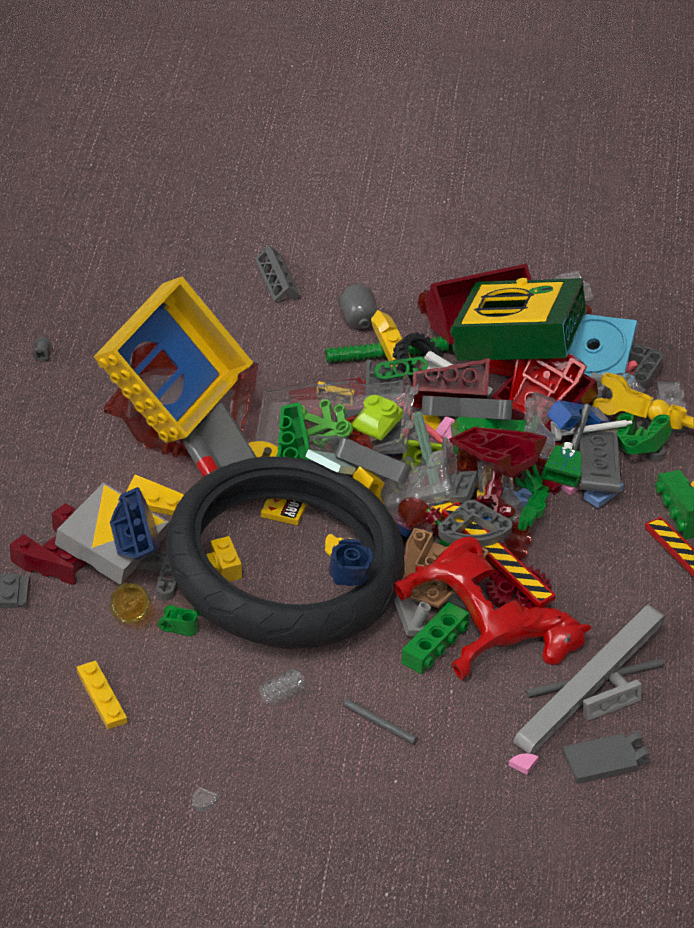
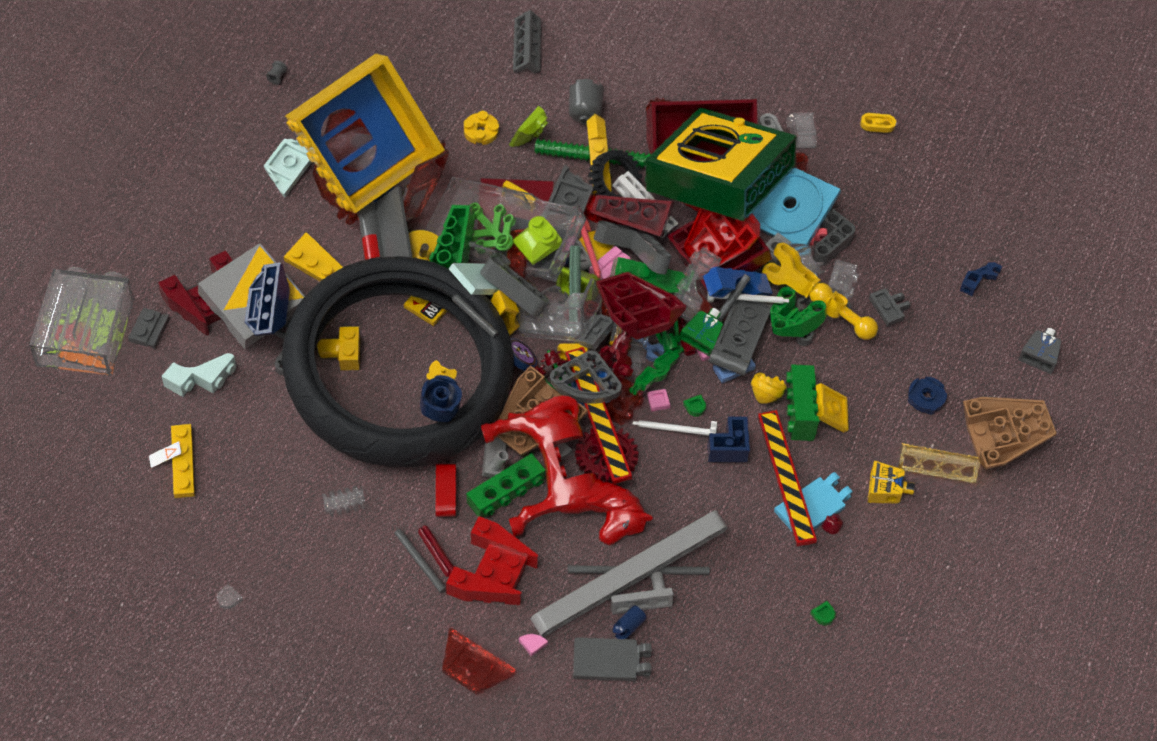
camera: 15 degrees right, 15 degrees up
(82, 692) = (165, 454): none -> white sticker
(91, 420) = (287, 165): none -> light aqua wing
(92, 616) = (207, 375): none -> light aqua arch
(130, 603) = (241, 375): clear yellow cylinder -> none
(181, 621) = (278, 401): green piece -> none
(274, 352) = (477, 120): none -> yellow plate
(317, 339) = (530, 128): none -> lime slope
(348, 490) = (475, 316): none -> dark grey bar
(378, 655) = (445, 490): none -> red beam
(386, 365) = (576, 180): green beam -> none
(393, 709) = (436, 550): none -> dark red axle
(412, 511) = (539, 344): clear red hat -> none
(461, 709) = (498, 569): none -> red wedge
(474, 793) = (472, 664): none -> clear red wing
(544, 535) = (658, 400): none -> bright pink tile
(582, 532) = (695, 406): none -> green tile
(609, 720) = (629, 622): none -> dark blue piece
(610, 549) = (677, 428): none -> white piece
(633, 550) = (733, 444): none -> dark blue brick
(639, 269) = (878, 122): none -> yellow plate
(644, 498) = (766, 388): none -> yellow hair

